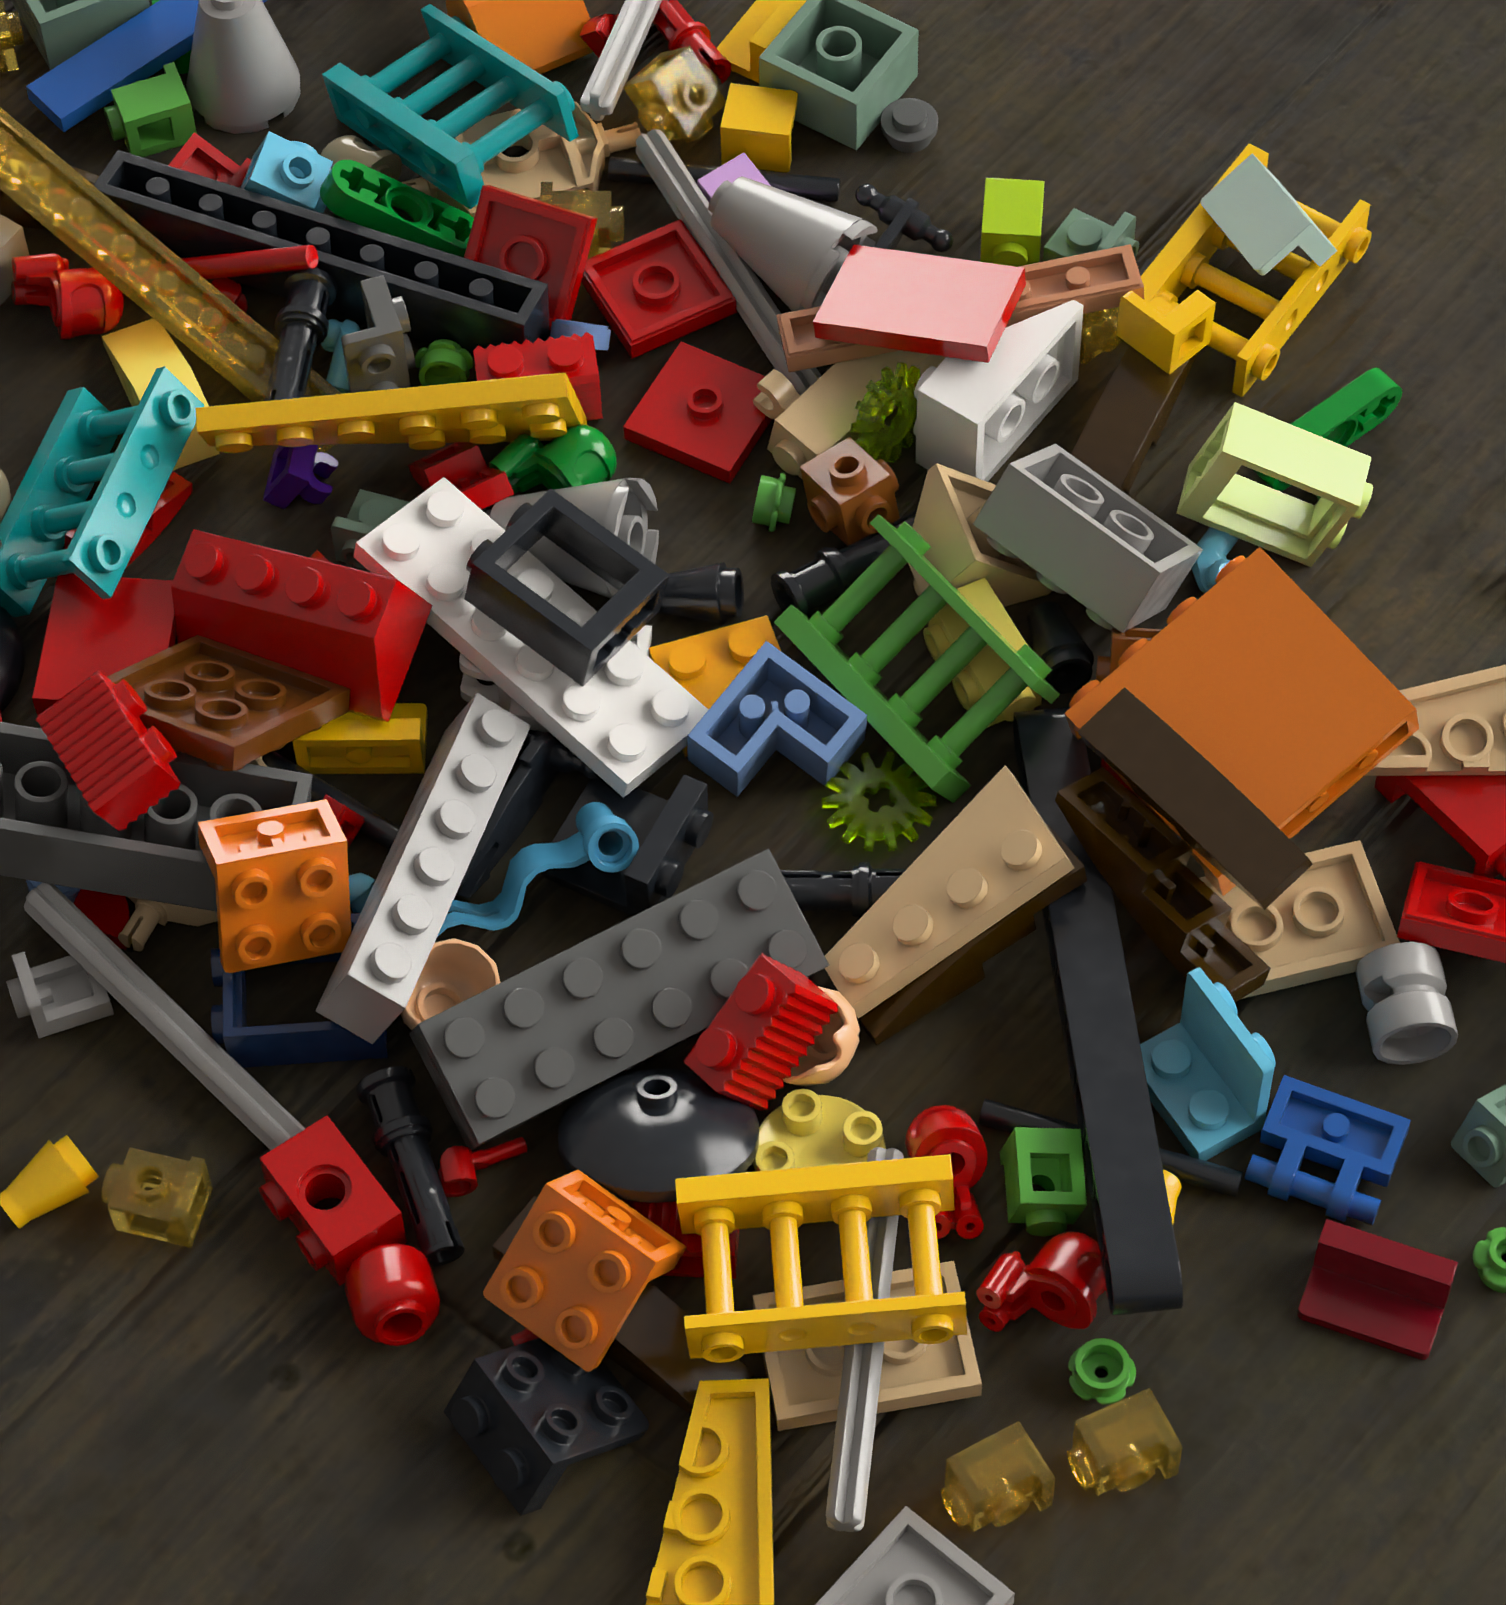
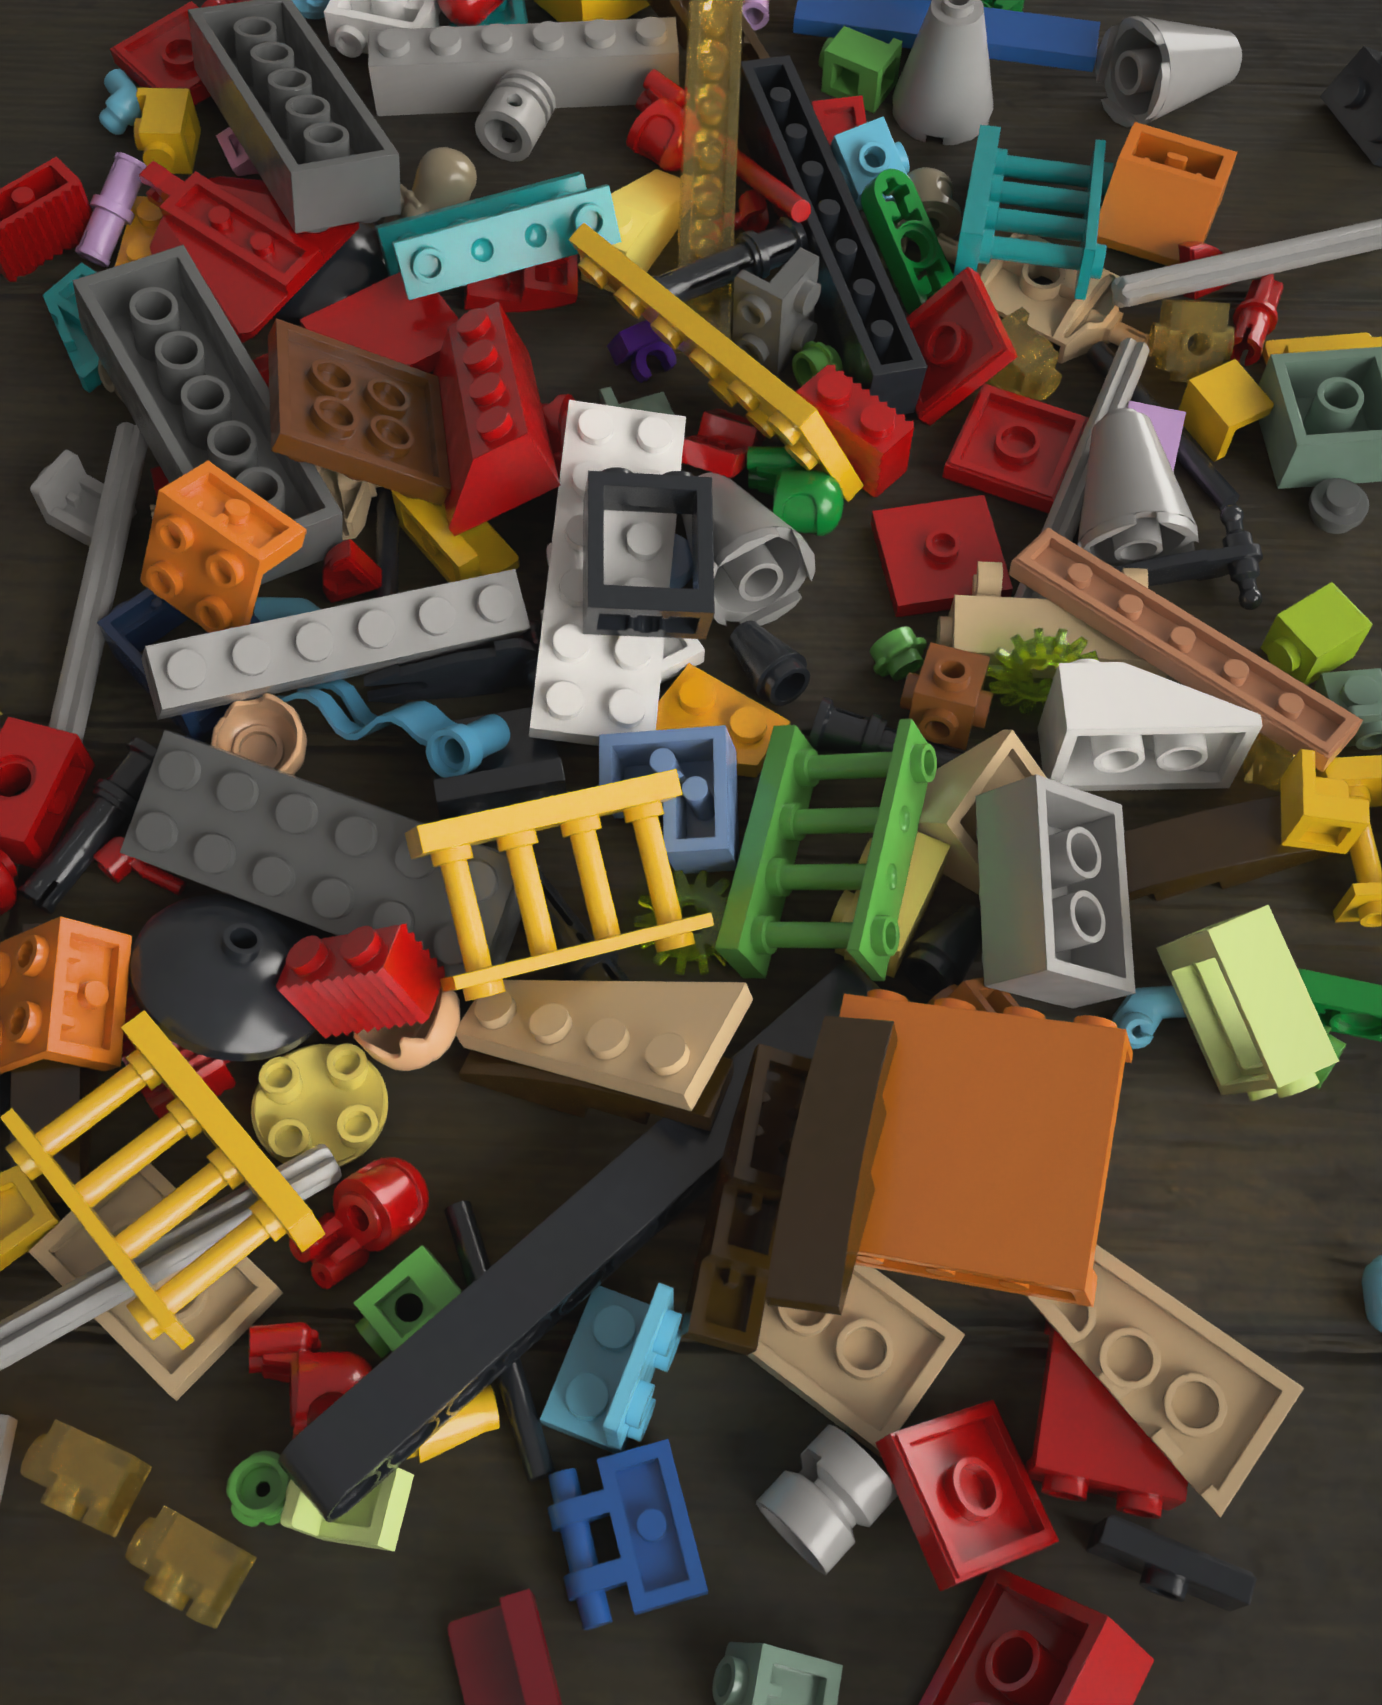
camera: 50 degrees right, 5 degrees up
(110, 750) = (217, 362): red brick -> none
(600, 333) = (927, 431): medium blue tile -> none
(748, 828) = (515, 832): none -> yellow fence
(920, 303) = (1145, 610): tile -> none
(1167, 1331) = (370, 1523): none -> yellowish green bracket

